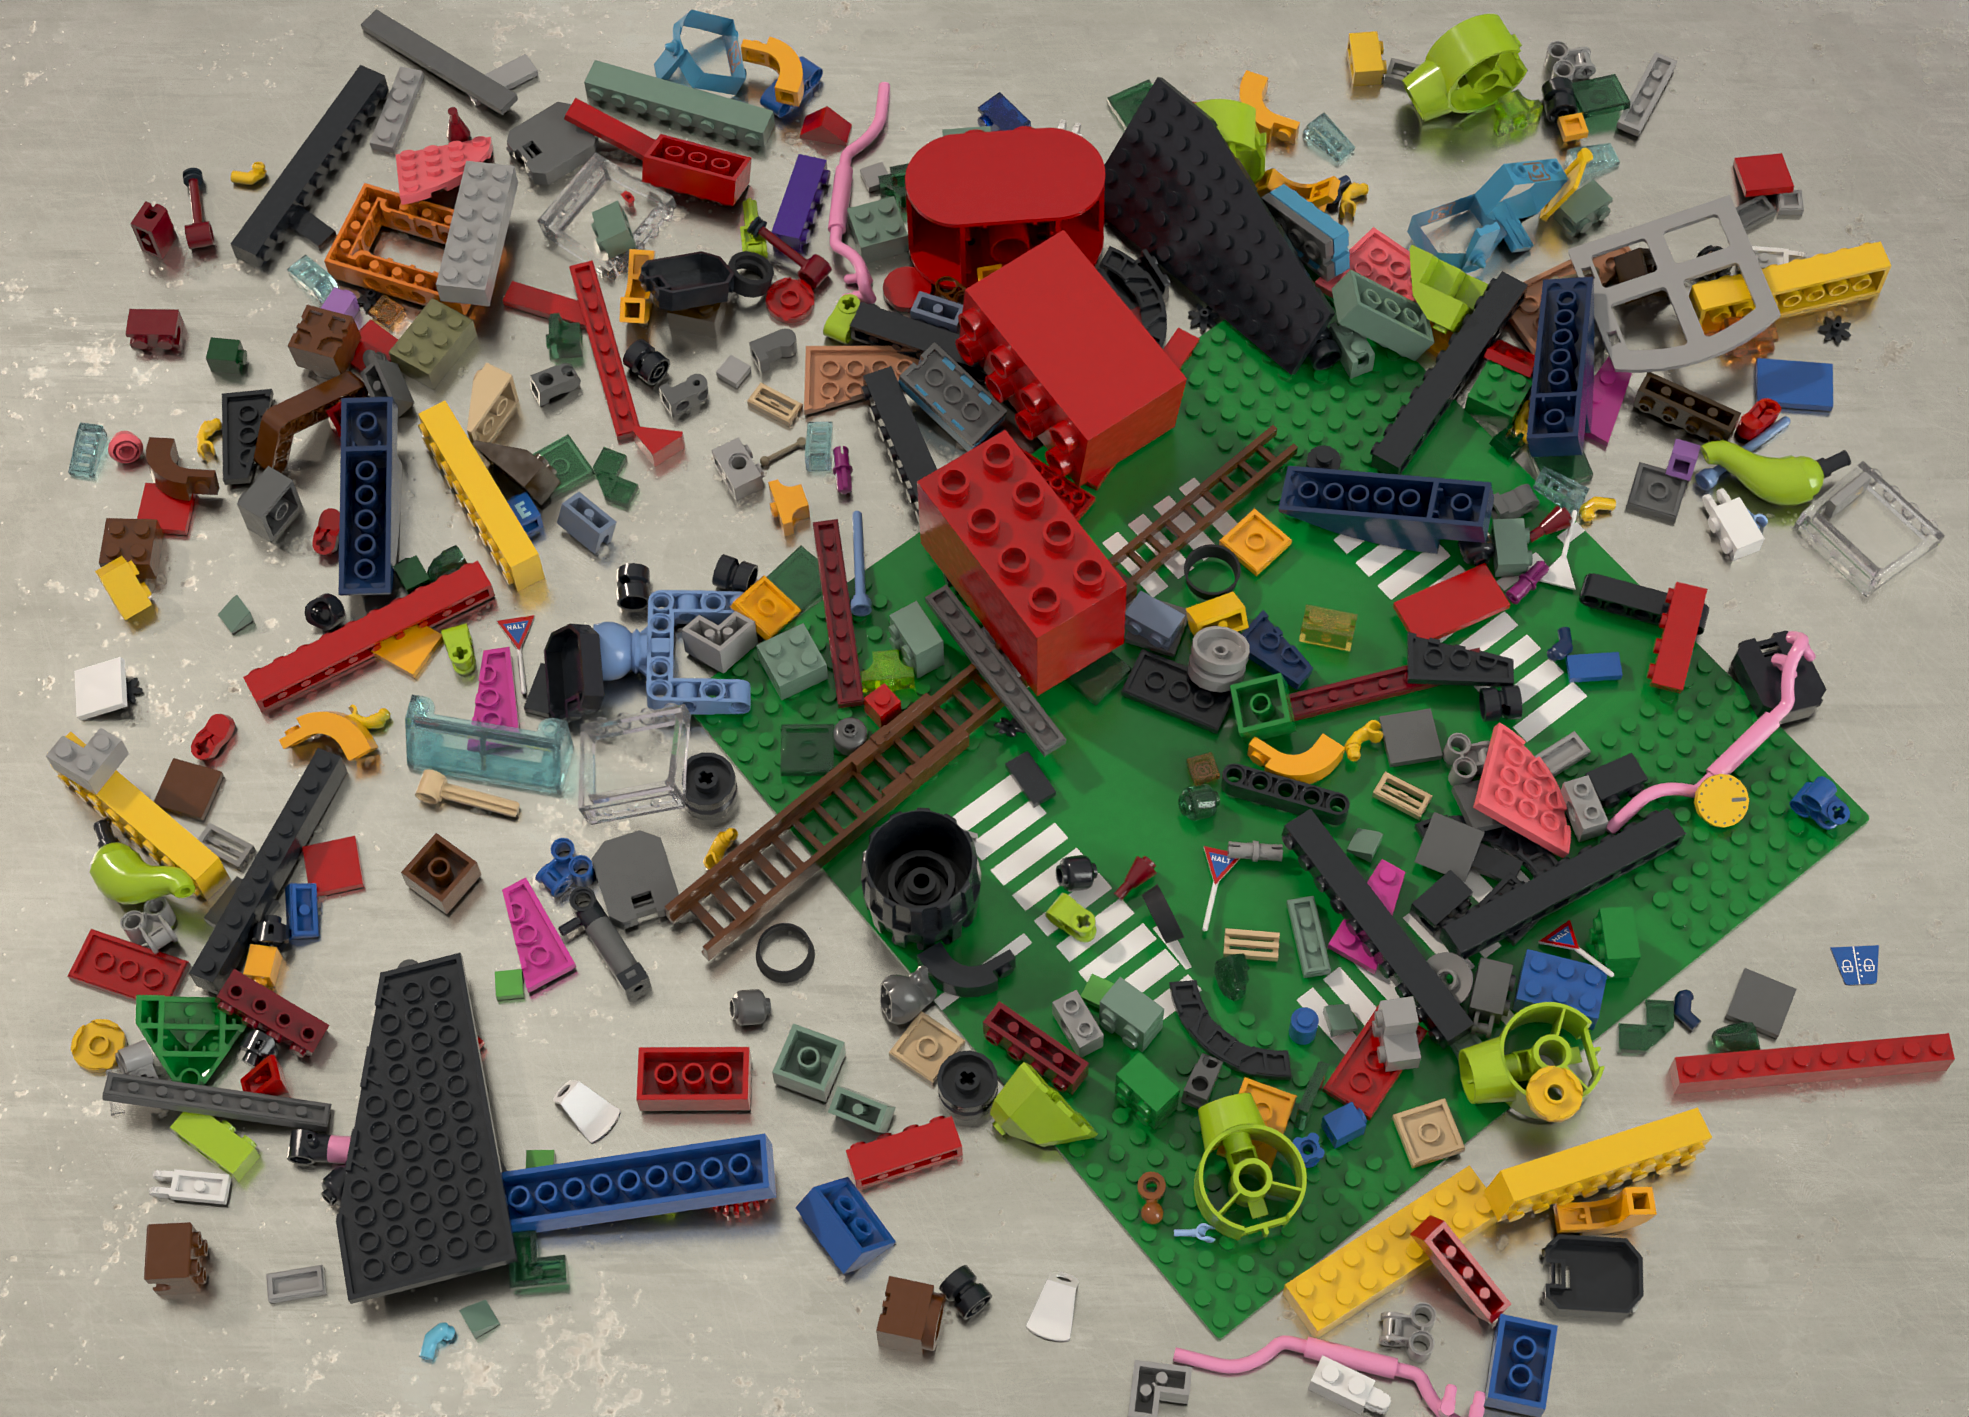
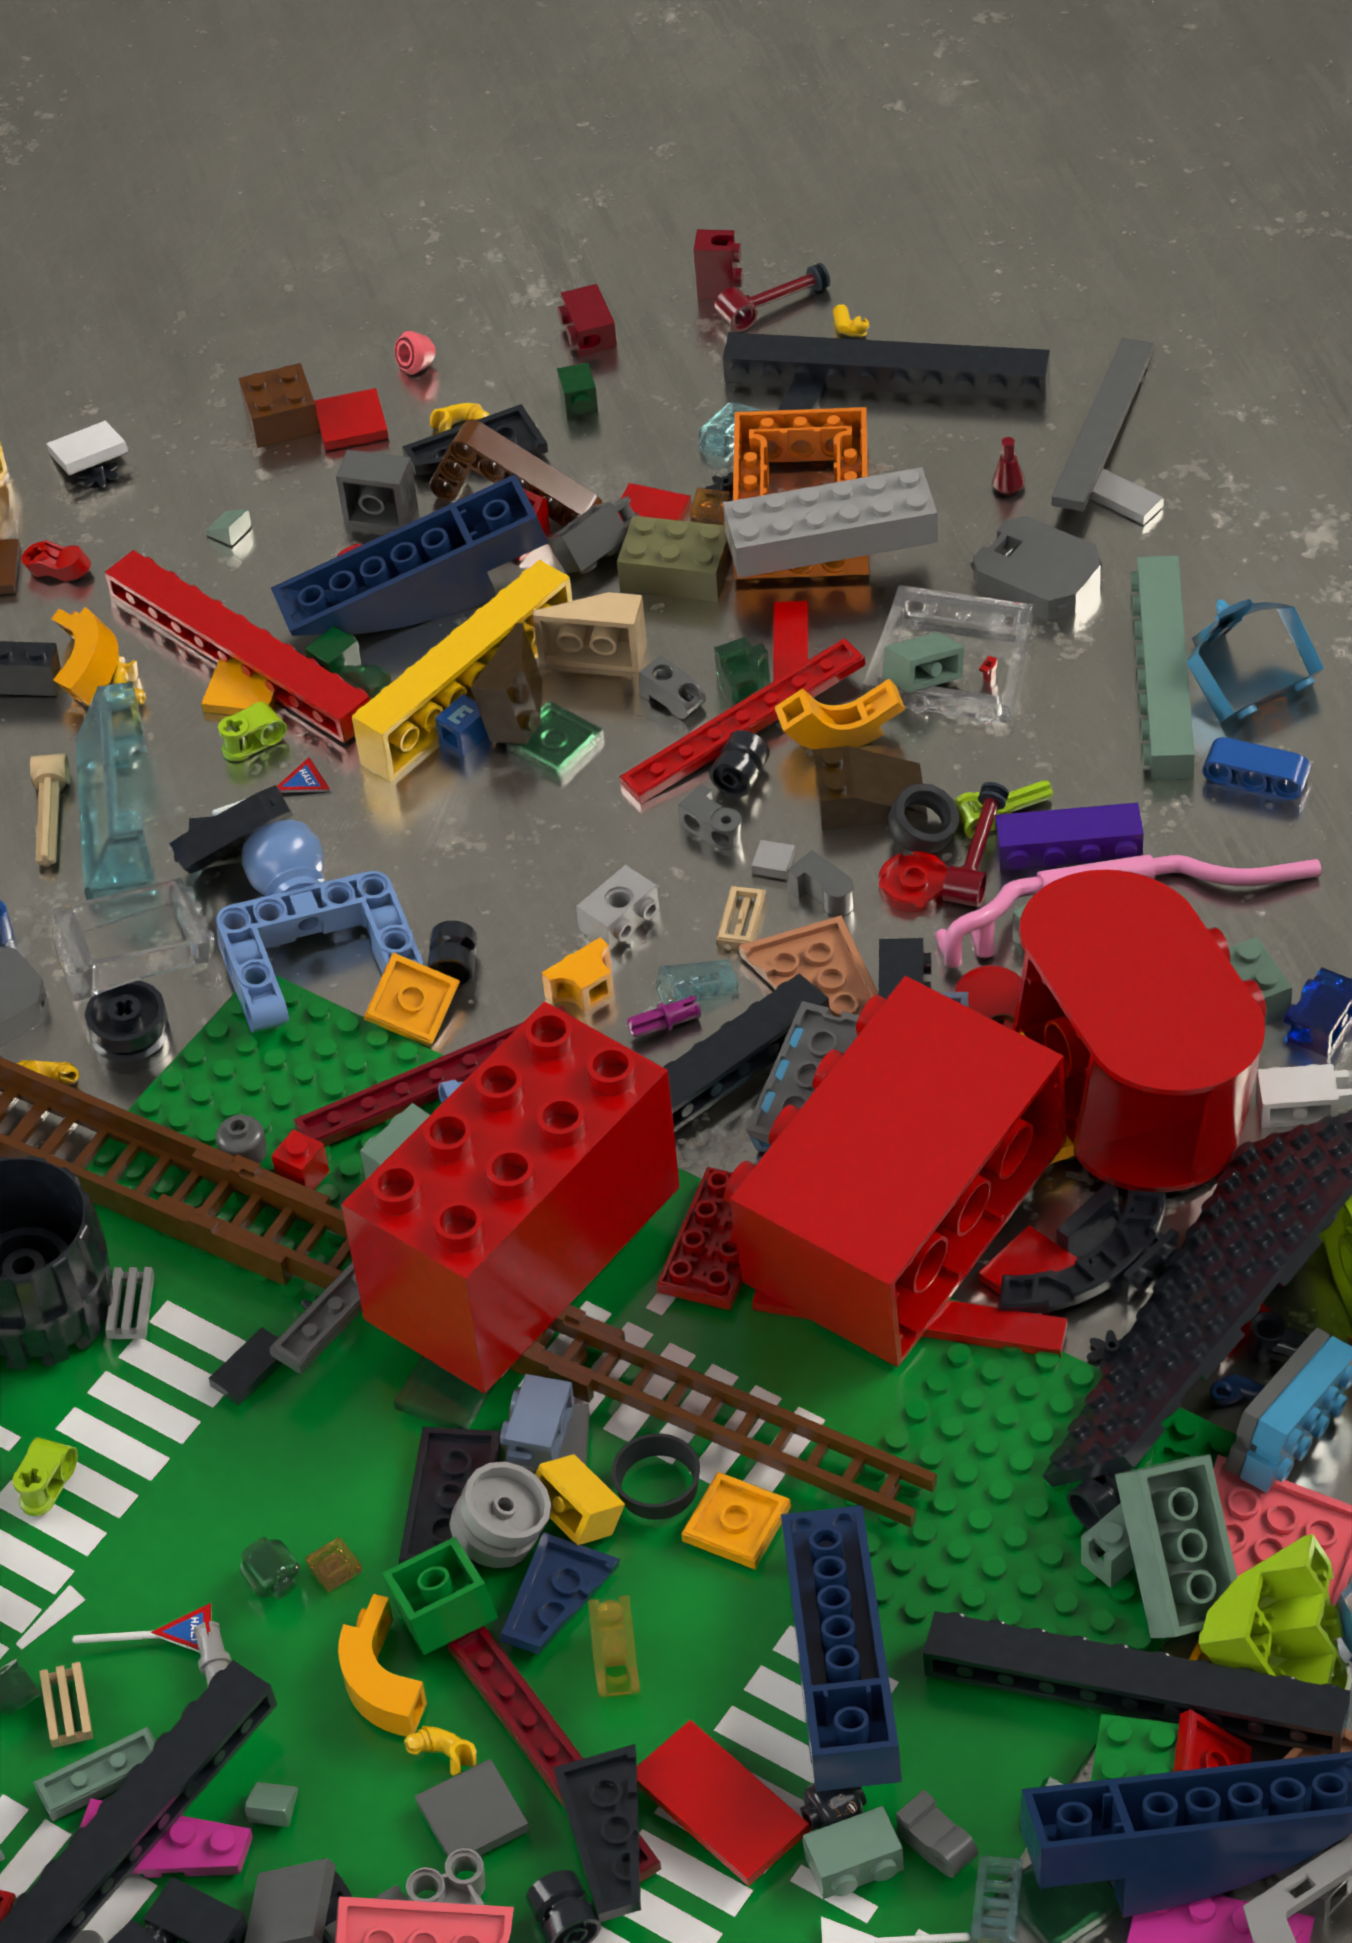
camera: 75 degrees right, 15 degrees down
(87, 434) = (411, 319): clear light blue slope -> none
(123, 587) = (215, 410): yellow brick -> none
(173, 479) = (392, 390): reddish brown arch -> none
(324, 342) = (622, 456): reddish brown piece -> none
(327, 613) = (254, 596): black piece -> none
(342, 302) = (689, 462): medium lavender brick -> none
(396, 109) = (1016, 415): light grey plate -> none
(437, 167) = (948, 471): coral plate -> none
(496, 691) = (191, 789): dark pink wing -> none
(586, 522) = (469, 783): sand blue brick -> none
(608, 129) = (1077, 611): red tile -> none
(613, 487) = (572, 785): clear green tile -> none
(633, 586) = (398, 859): black wheel -> none
(658, 443) = (618, 817): red slope -> none
(687, 280) = (873, 758): black piece -> none
(696, 169) = (1056, 709): red brick -> none
(722, 643) = (339, 968): light grey brick -> none
(782, 59) = (1261, 744): light orange arch -> none
(792, 661) = (335, 1048): sand green brick -> none
(798, 578) = (475, 1019): clear green tile -> none
(801, 443) = (649, 935): dark tan hinge -> none
(807, 749) = (211, 1103): clear green tile -> none
(826, 127) = (1212, 831): red slope -> none
(839, 322) = (902, 928): lime piece -> none
(888, 670) = (345, 1146): clear neon green brick -> none
(1076, 873) = (112, 1456): black head -> none
(1140, 871) = (141, 1533): dark red cone -> none
(1162, 914) = (83, 1585): black tyre -> none
(1275, 784) = (317, 1688): black beam -> none
(1323, 457) = (902, 1562): black piece -> none
(1398, 804) = (363, 1861): tan tile -> none
(1527, 582) = (804, 1898): magenta axle -> none
(1555, 521) = (933, 1908): dark red cone -> none

